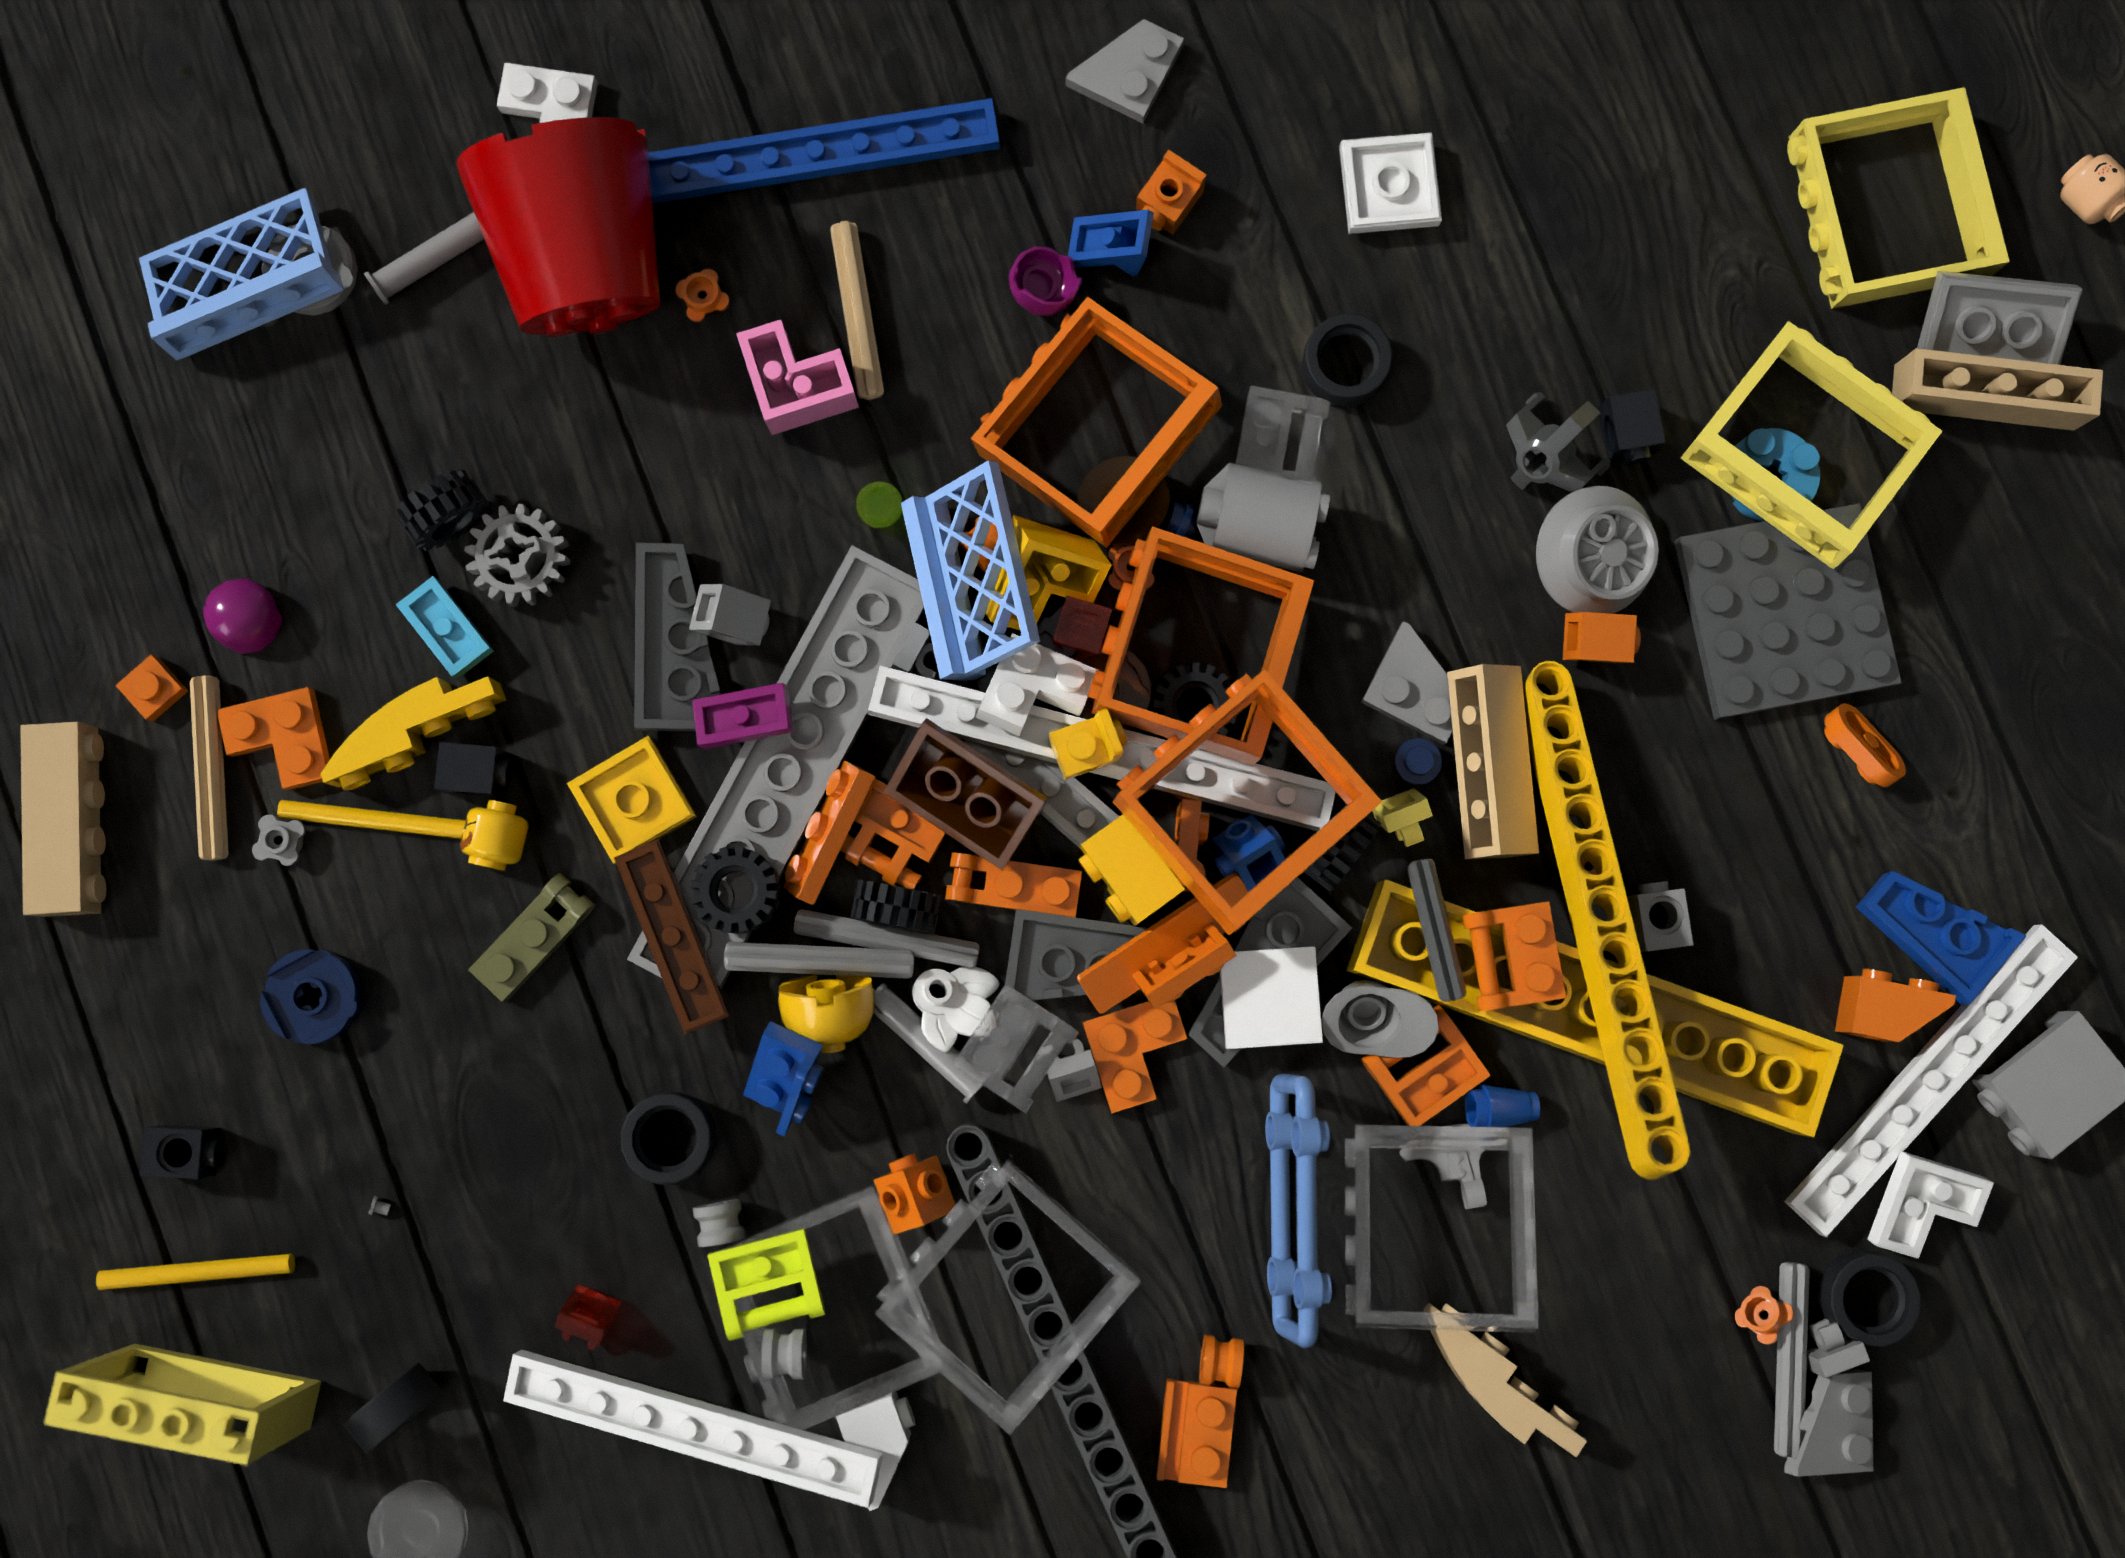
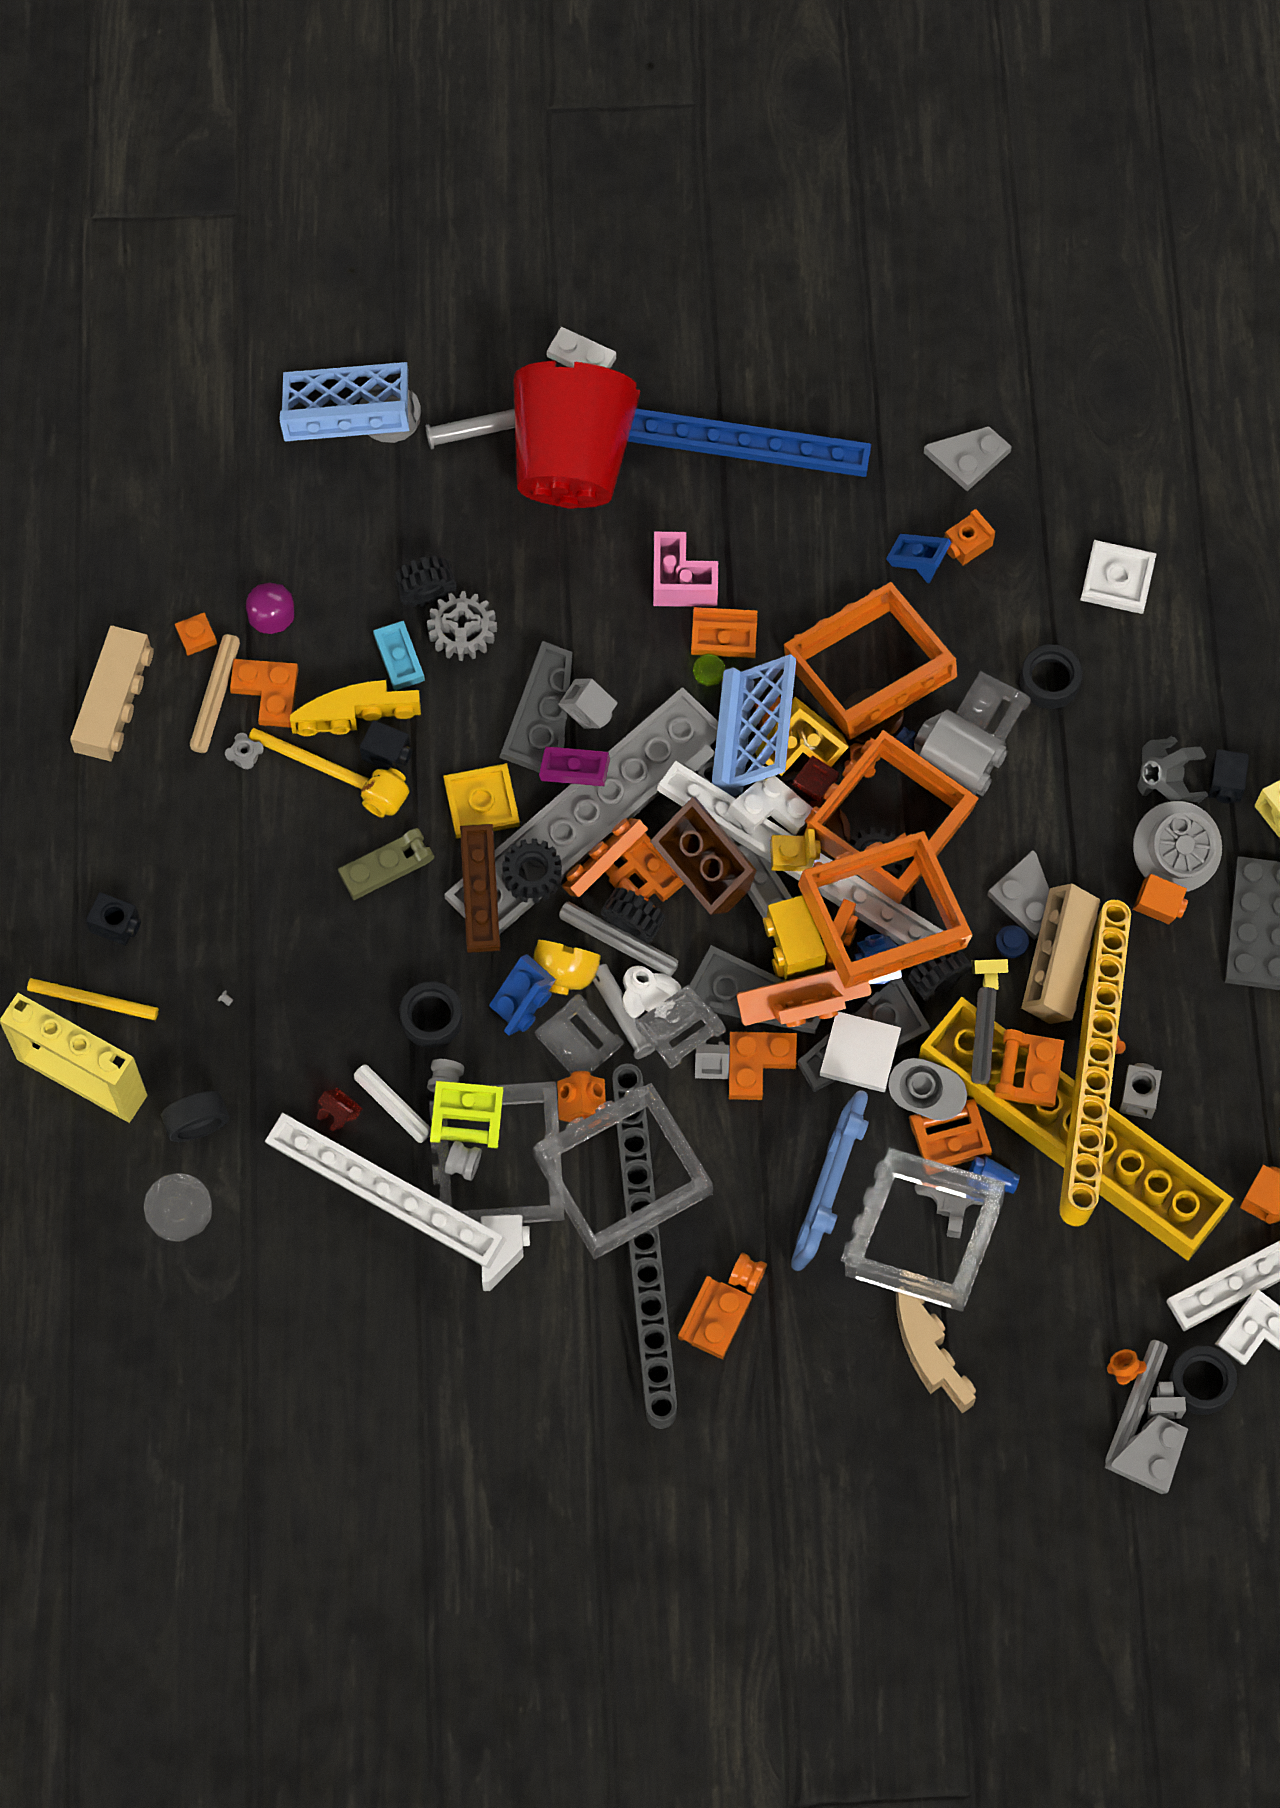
camera: 20 degrees right, 15 degrees down
(285, 987) = (230, 871): dark blue plate -> none
(658, 1280) = (392, 1103): none -> white axle
(699, 282) = (637, 497): orange plate -> none
(818, 960) = (570, 933): light grey axle -> none
(857, 310) = (736, 546): tan axle -> none
(873, 1112) = (570, 1044): none -> clear plate
(882, 443) = (724, 632): none -> orange plate
(1016, 886) = (713, 931): orange plate -> none
(1043, 281) = (866, 565): magenta hair -> none

